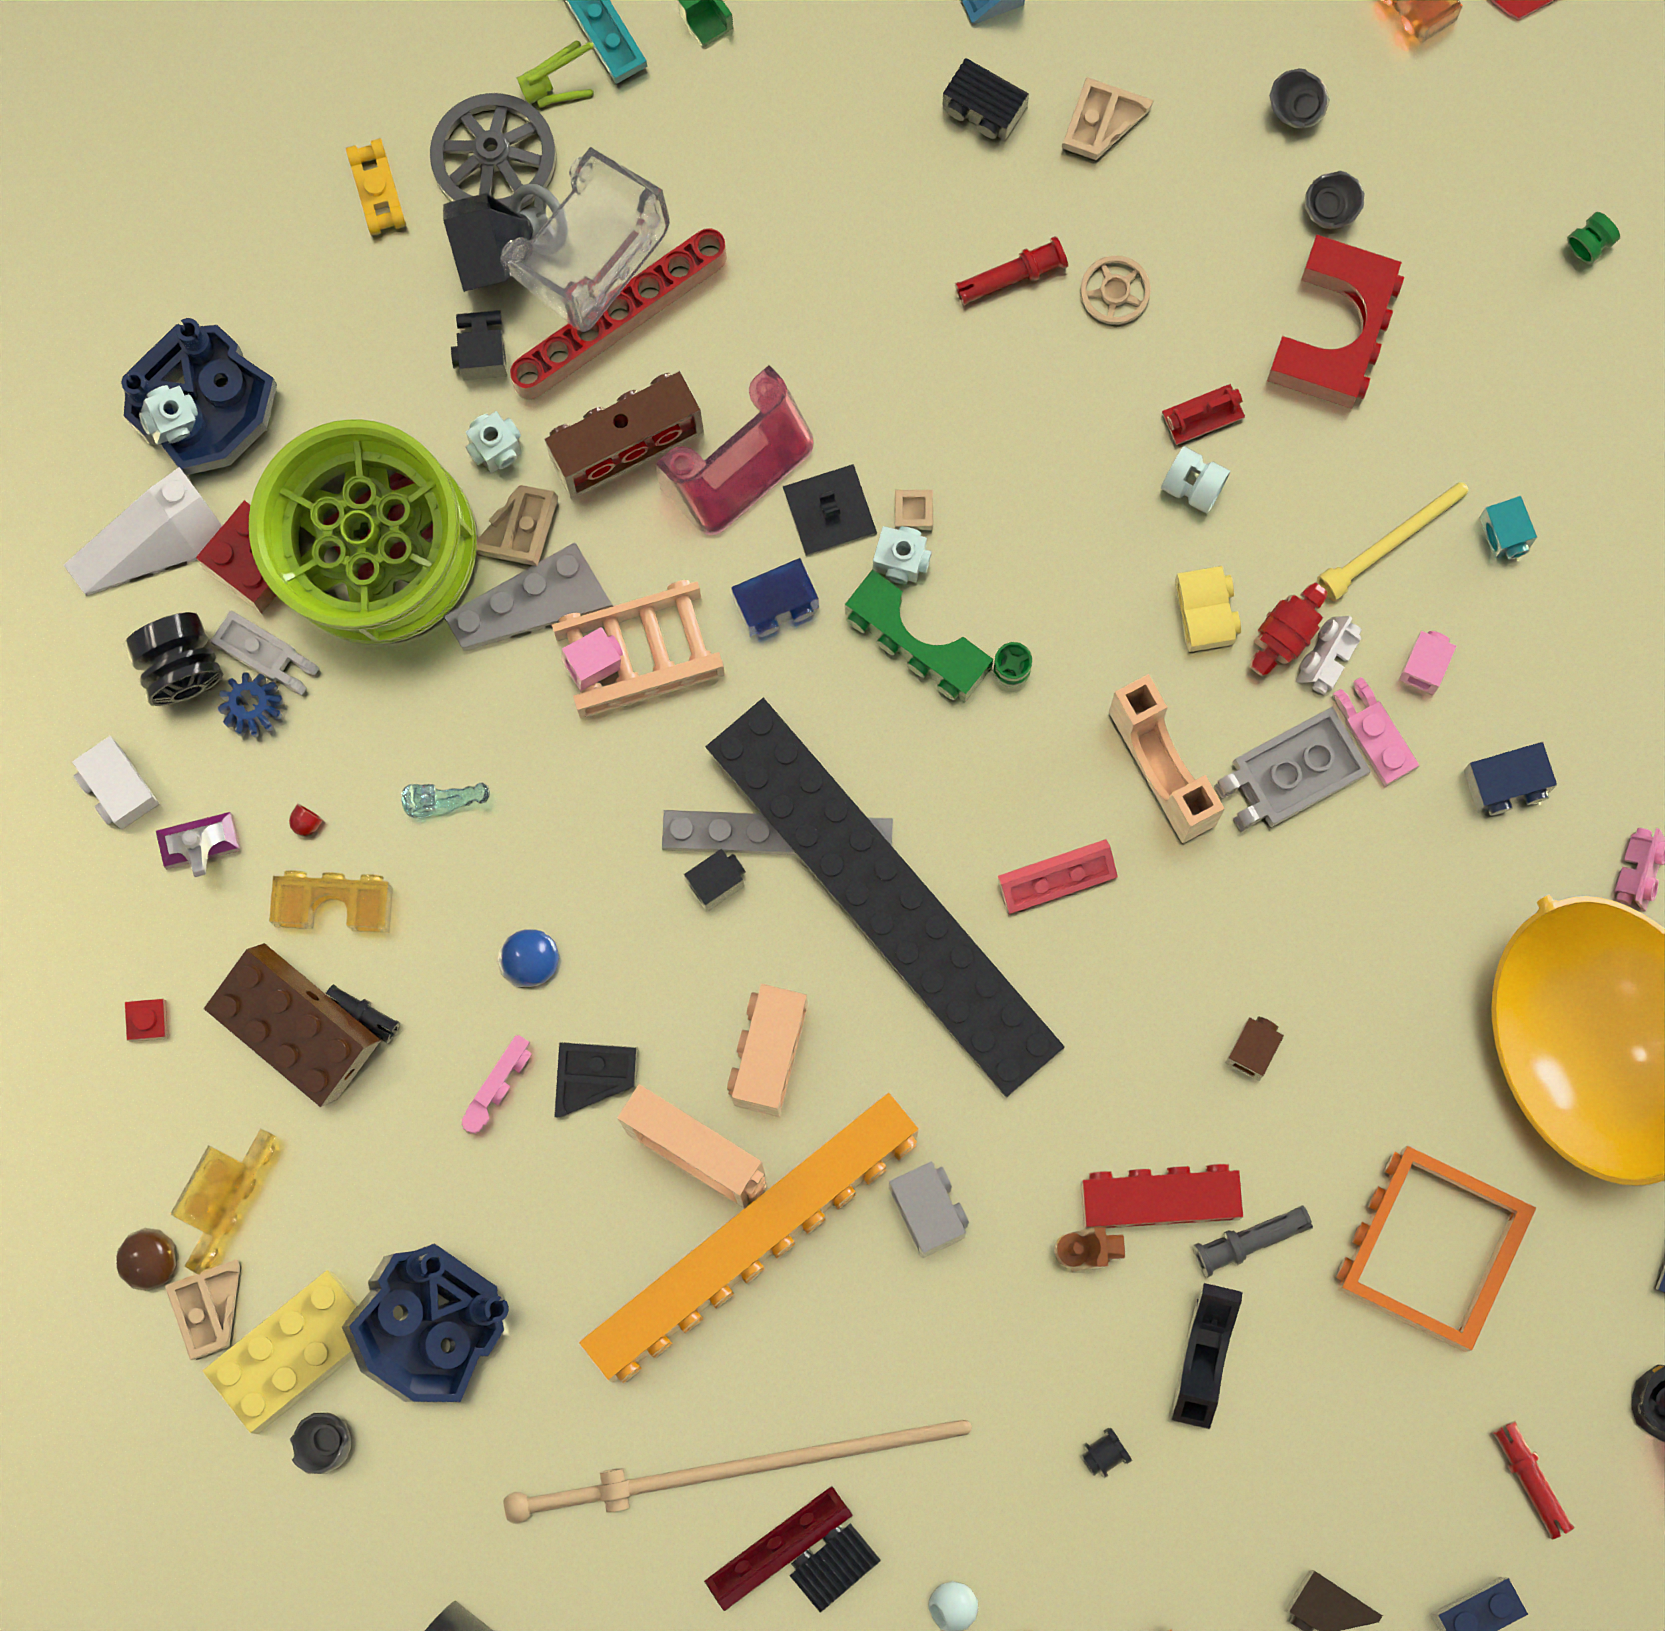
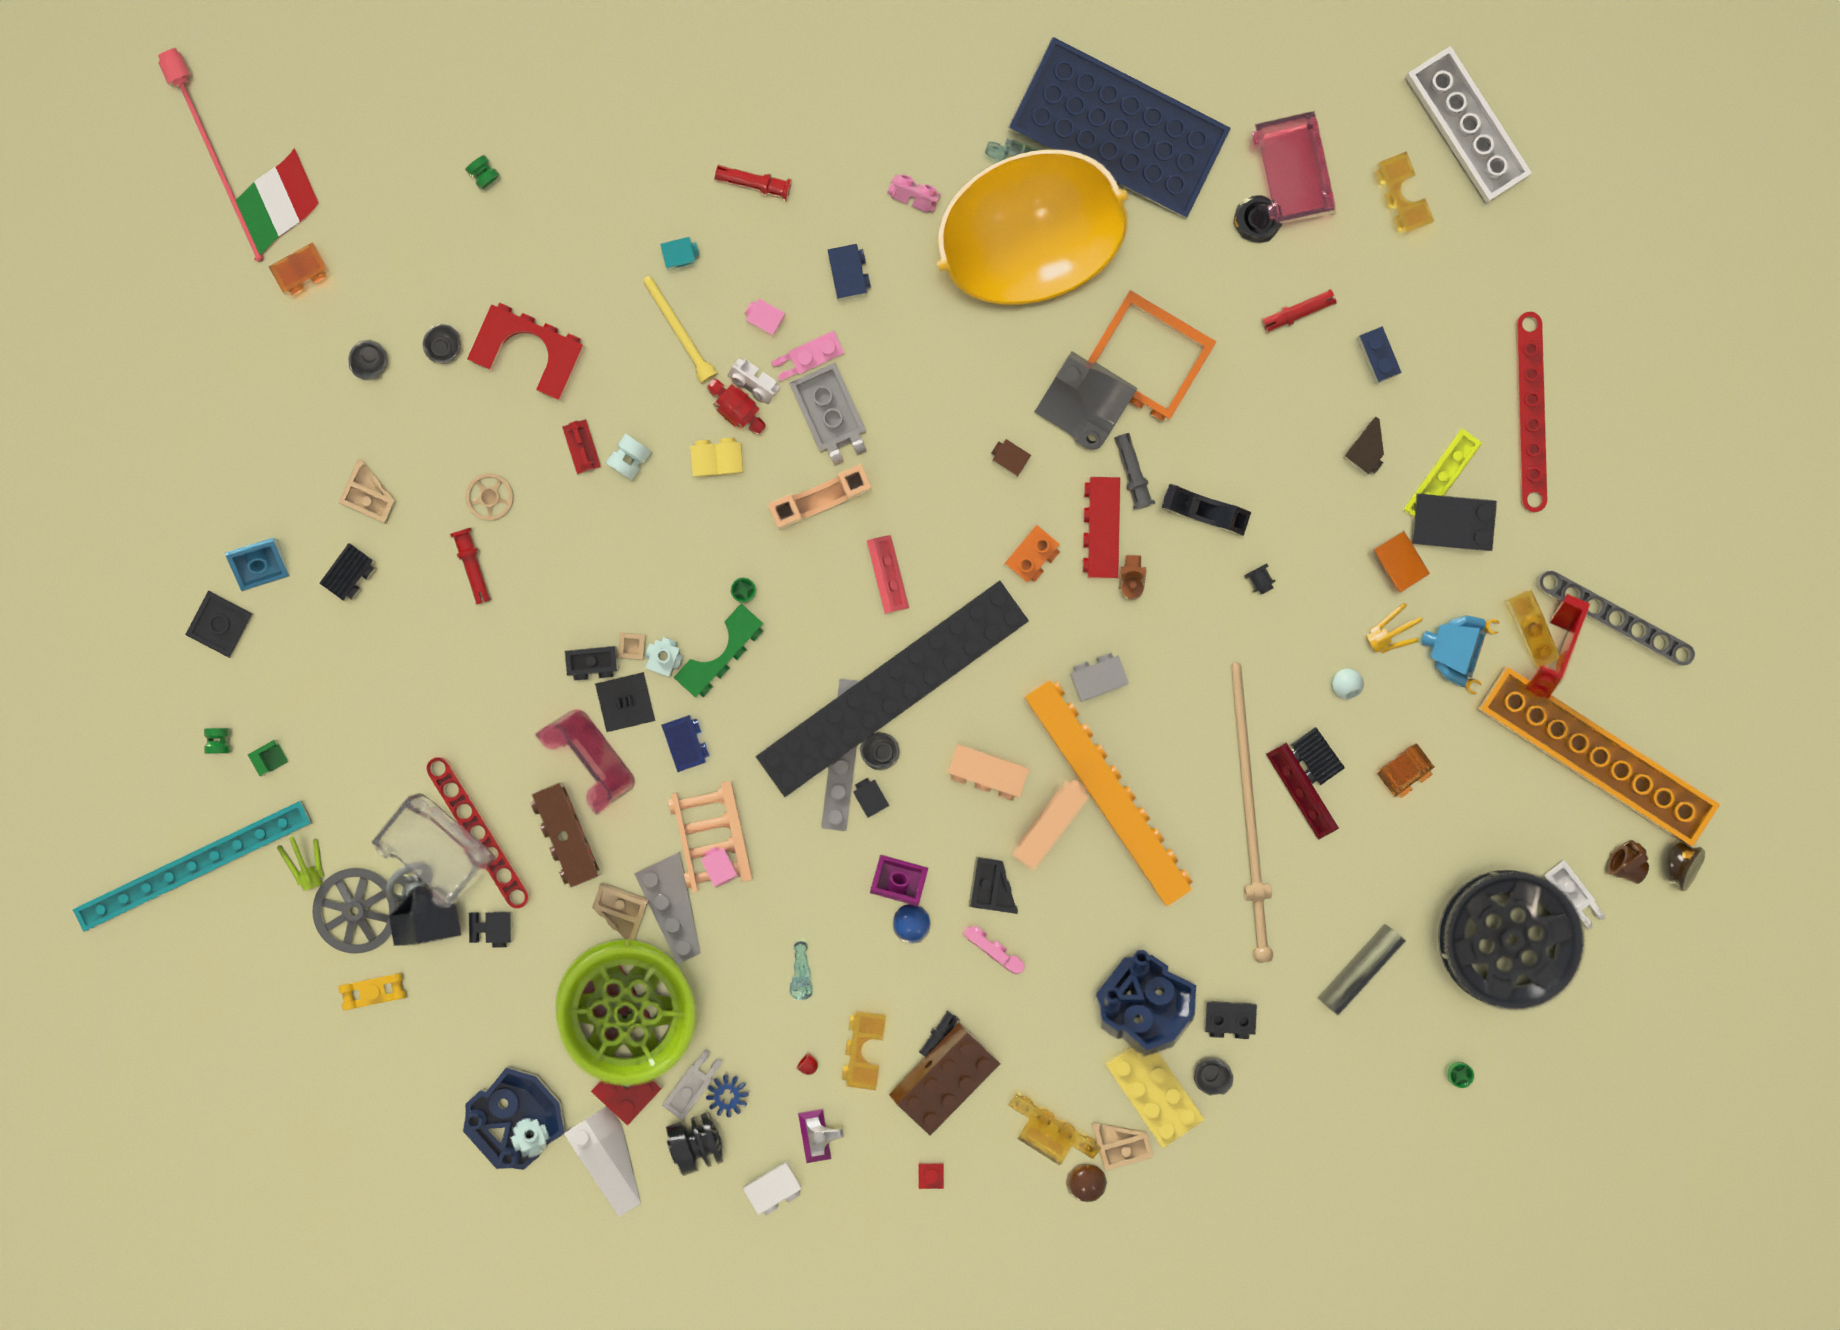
camera: 85 degrees left, 10 degrees up
(413, 1462) = (1231, 1018): none -> black brick
(496, 453) = (571, 923): light aqua brick -> none
(591, 932) = (899, 880): none -> magenta slope
(786, 886) = (880, 751): none -> dark grey hair
(886, 451) = (592, 661): none -> black brick
(1108, 1093) = (1032, 554): none -> orange brick
(1357, 1153) = (1085, 400): none -> dark grey slope
(1628, 644) = (765, 184): none -> red pin

